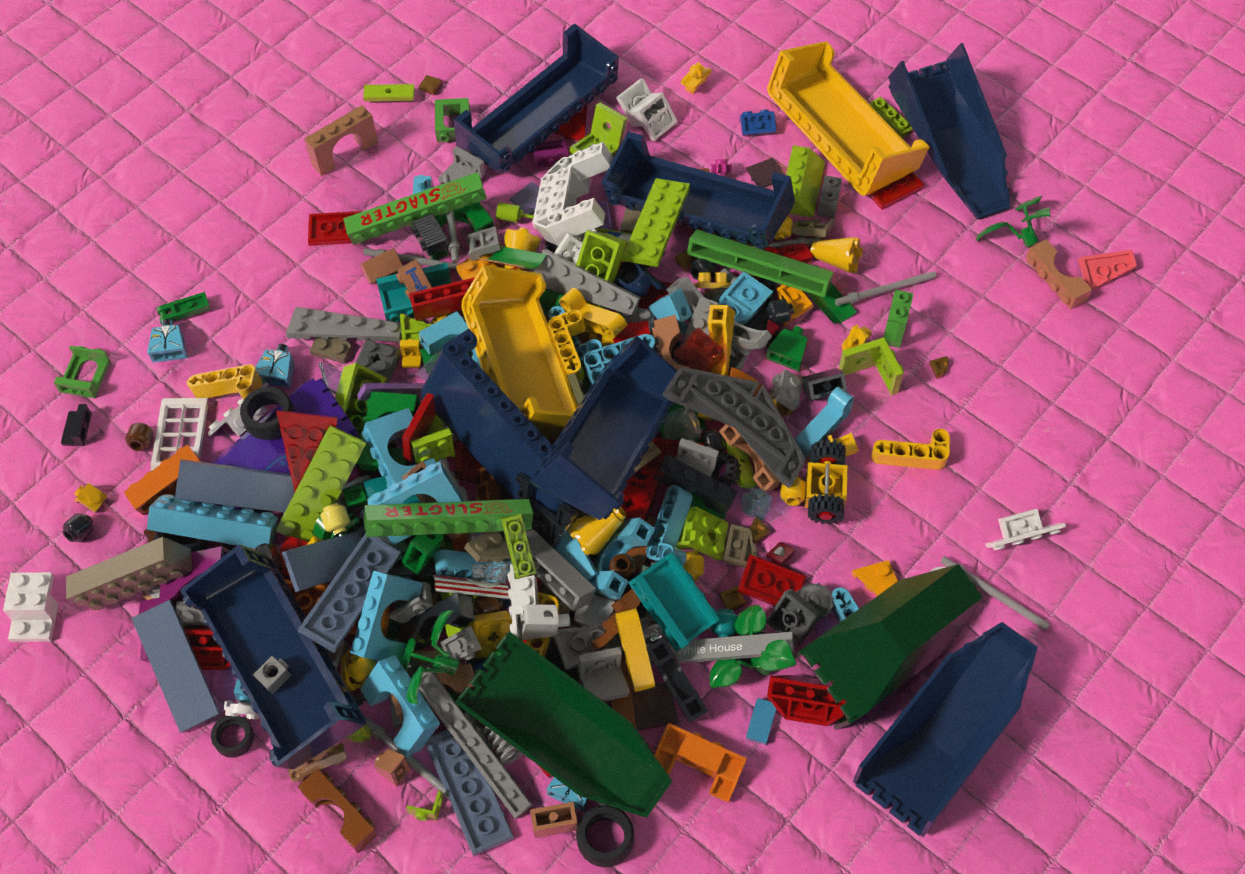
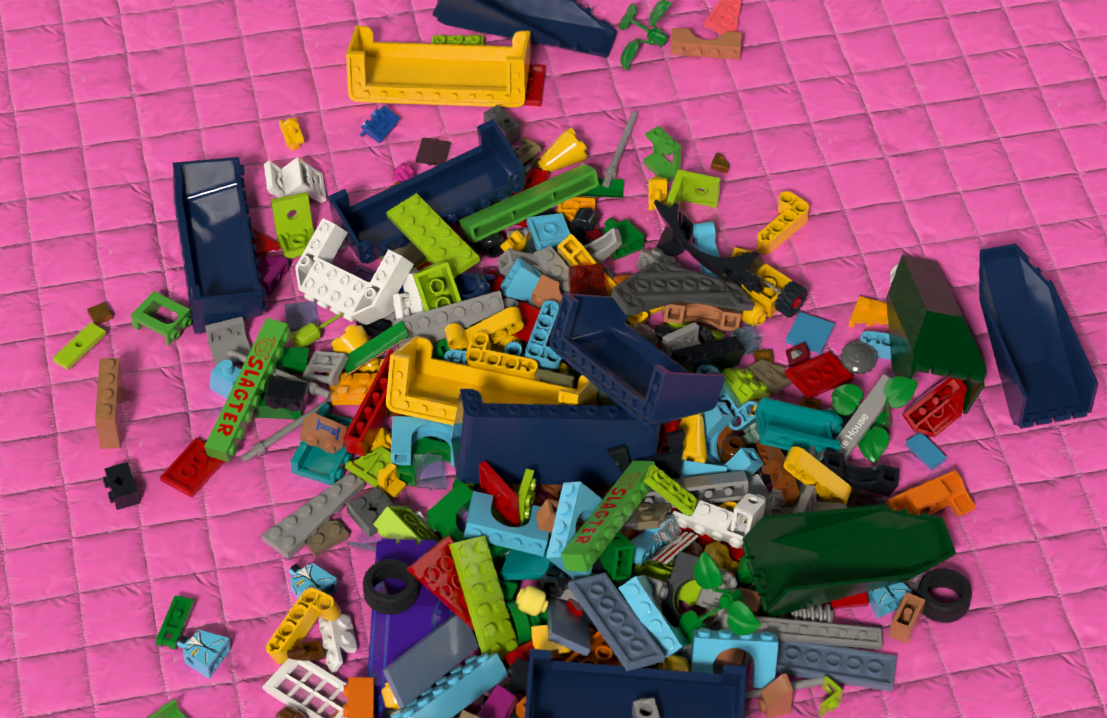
camera: 55 degrees left, 10 degrees down
(210, 404) = (306, 651): none -> reddish brown slope
(281, 197) = (121, 485): none -> black brick
(381, 266) = (277, 452): nougat brick -> none
(401, 388) = (430, 500): medium lavender tile -> none
(782, 616) = (869, 365): dark grey brick -> none
(806, 175) = (456, 128): lime slope -> none
(808, 447) = (738, 268): none -> black slope
(815, 548) = (812, 331): none -> dark azure tile
(1000, 596) = (943, 253): light grey bar -> none
(1021, 526) = (900, 204): white bracket -> none

